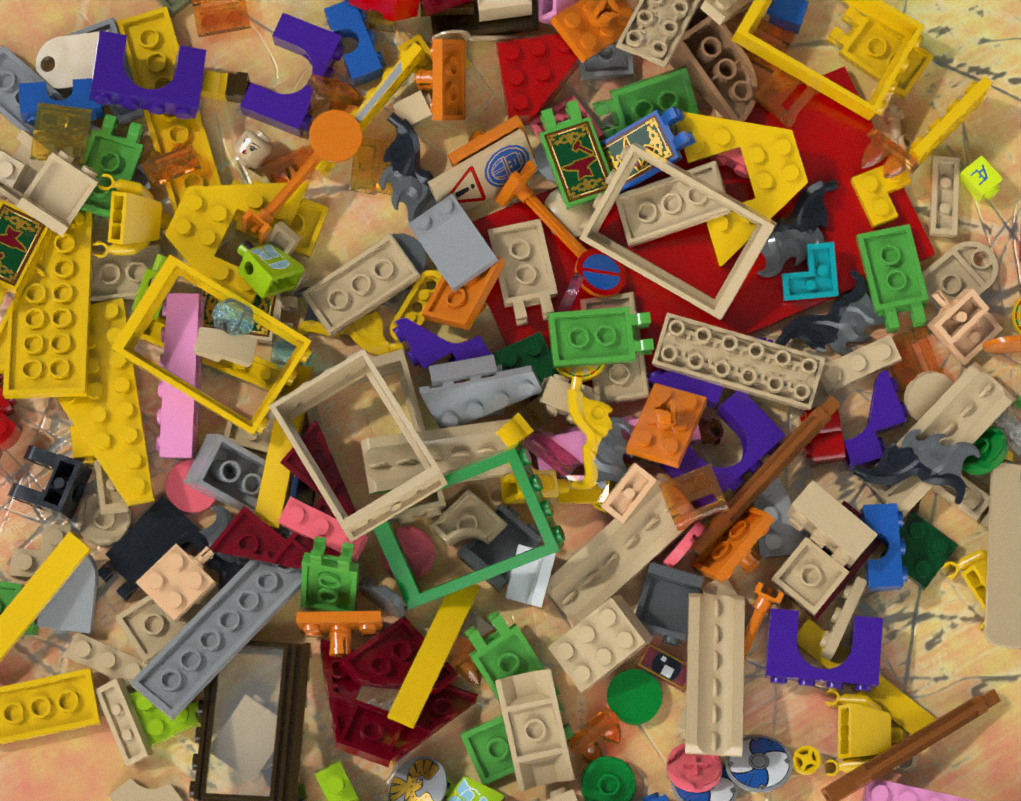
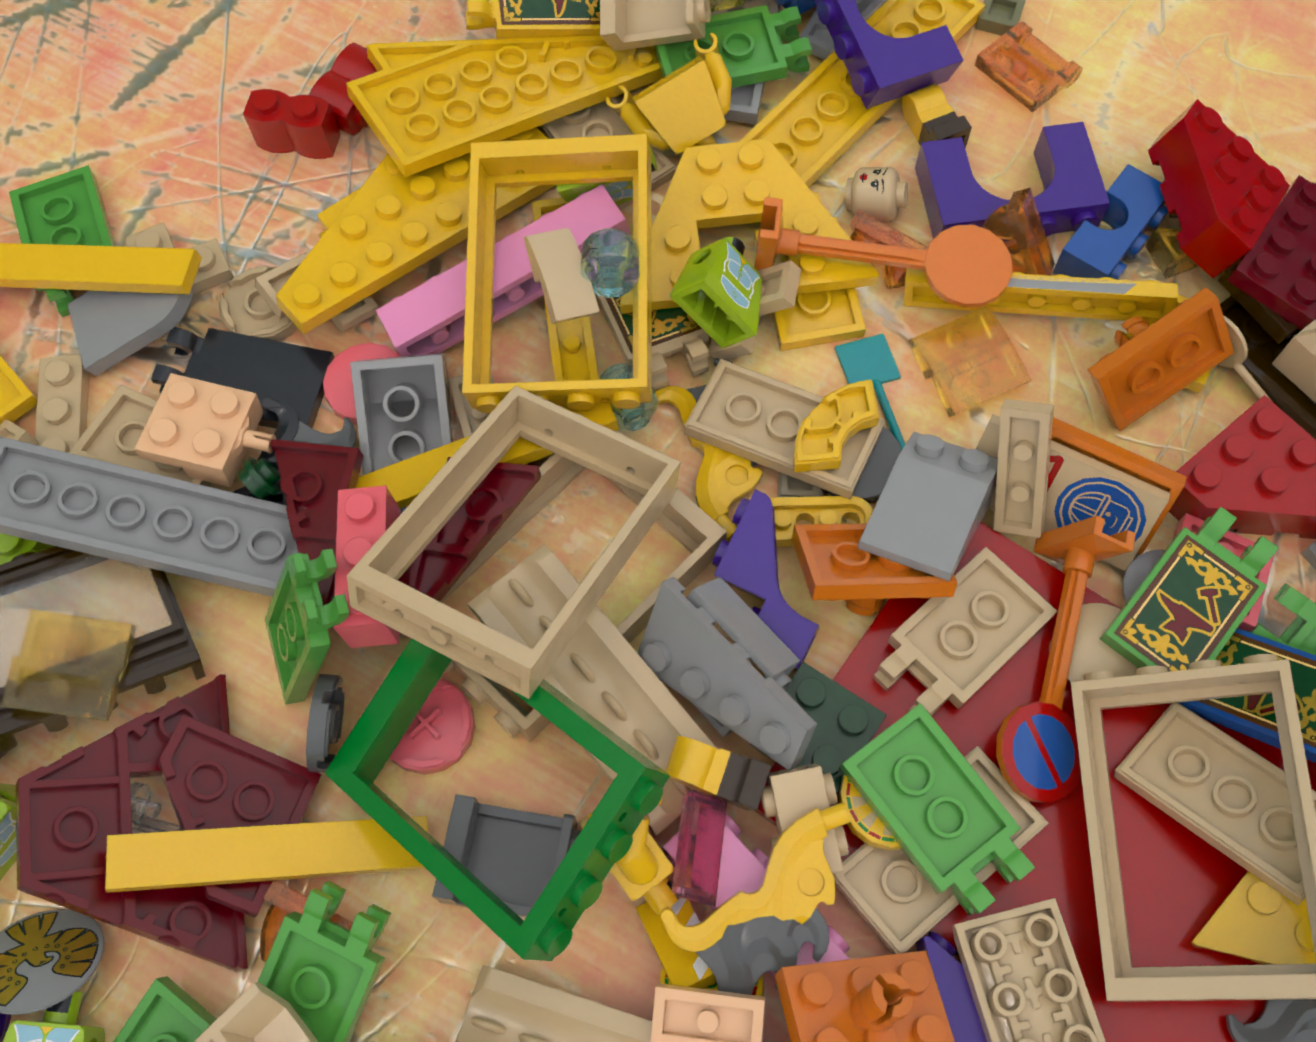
camera: 60 degrees right, 10 degrees down
(64, 485) = (271, 226): black brick -> none
(169, 166) = (783, 108): clear orange tile -> none
(225, 565) = (260, 477): none -> dark green plate
(283, 701) = (69, 665): none -> clear yellow slope
(340, 627) = (242, 687): orange plate -> none
(348, 218) = (872, 360): none -> teal piece
(378, 262) = (832, 424): none -> yellow tile
(405, 173) = (982, 387): piece -> none
(414, 108) = (1078, 347): tan brick -> none
(464, 187) = (1023, 467): none -> tan plate
(468, 519) = (526, 782): tan tile -> none
(478, 623) = (360, 893): dark tan tile -> none
(530, 581) = (469, 944): white panel -> none
(570, 293) = (978, 721): clear pink tile -> none

